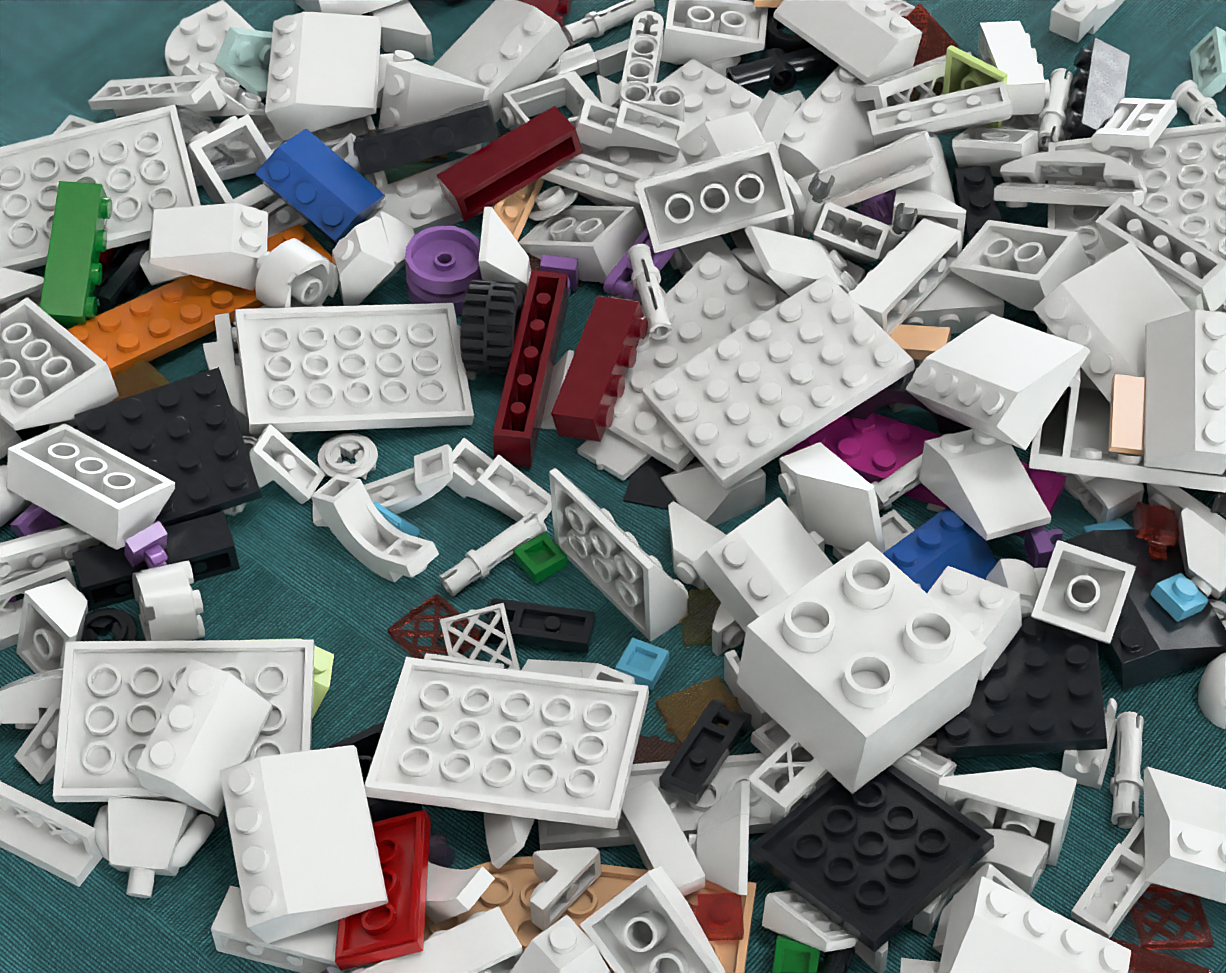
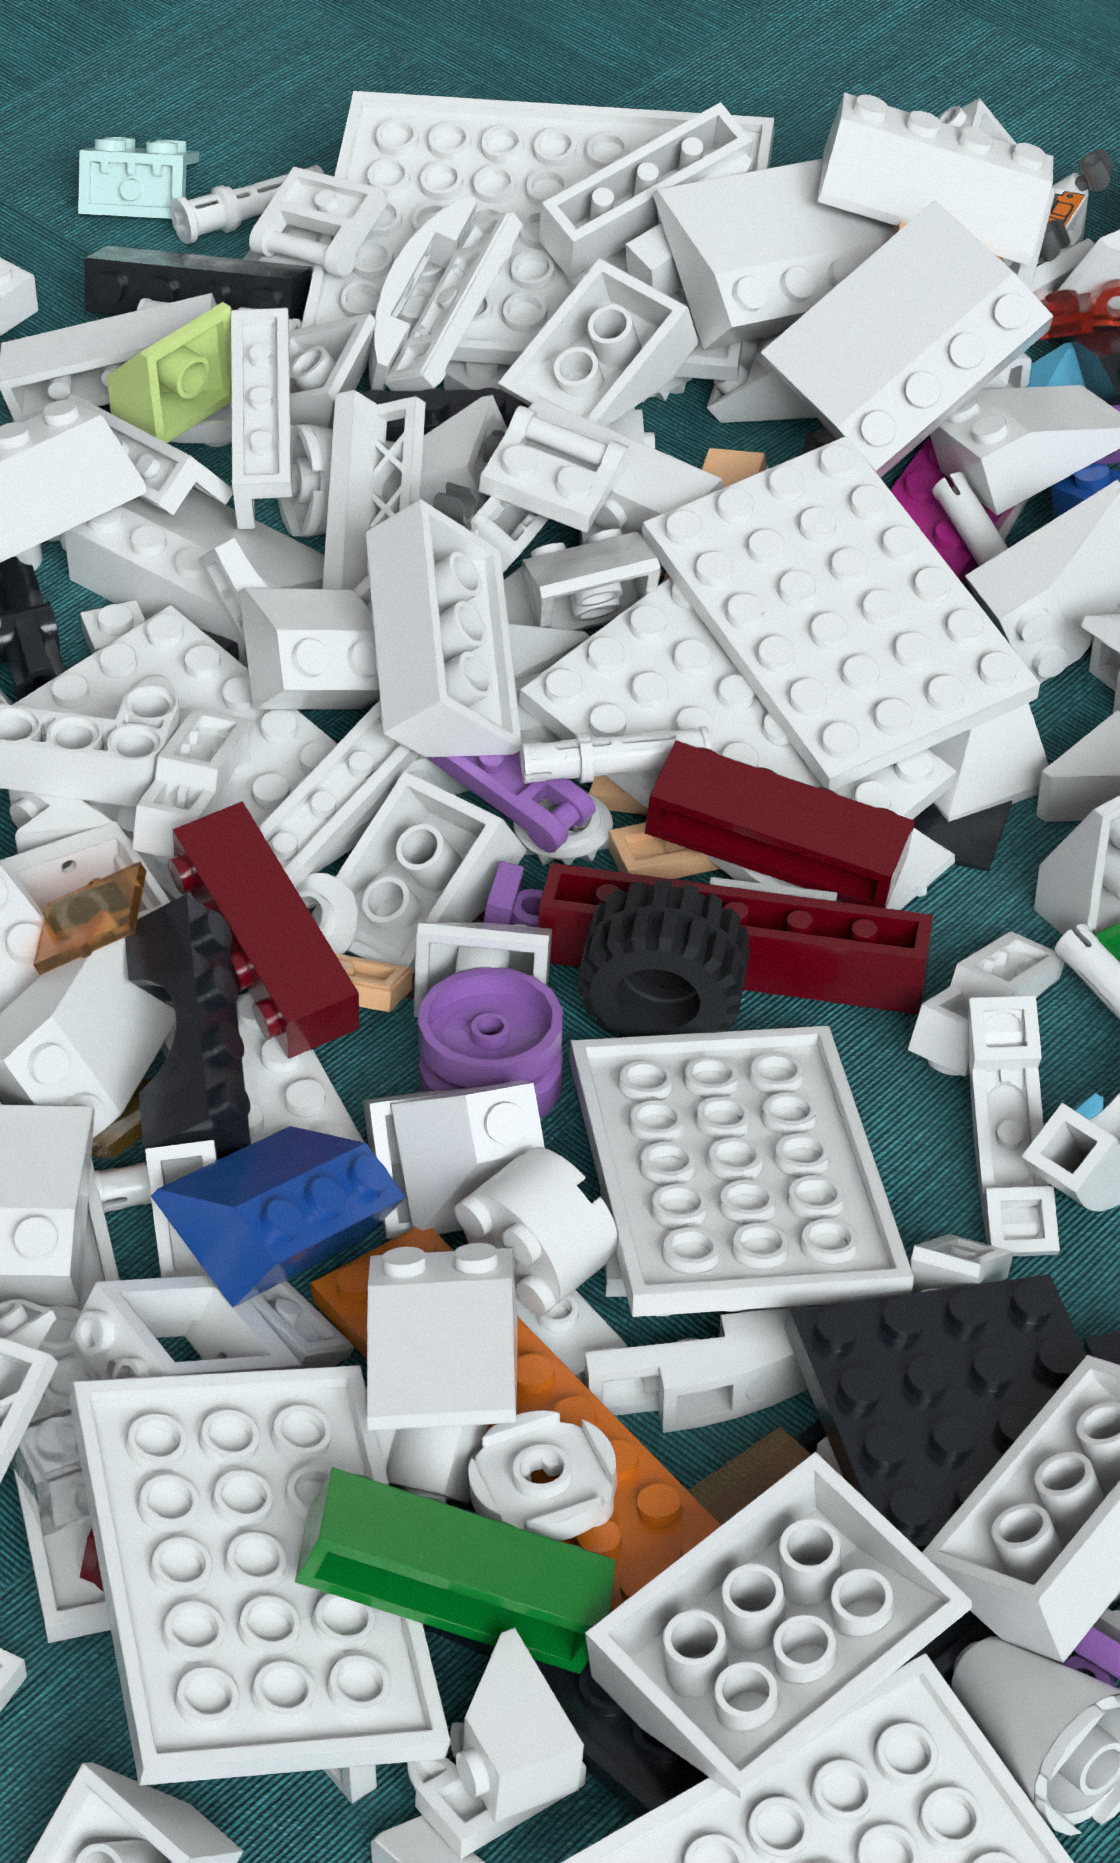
camera: 90 degrees left, 5 degrees down
(151, 300) = (557, 1509): none -> white plate
(350, 446) = (928, 1184): white gear -> none
(487, 82) = (90, 918): none -> clear orange piece
(864, 230) = (548, 482): none -> white plate

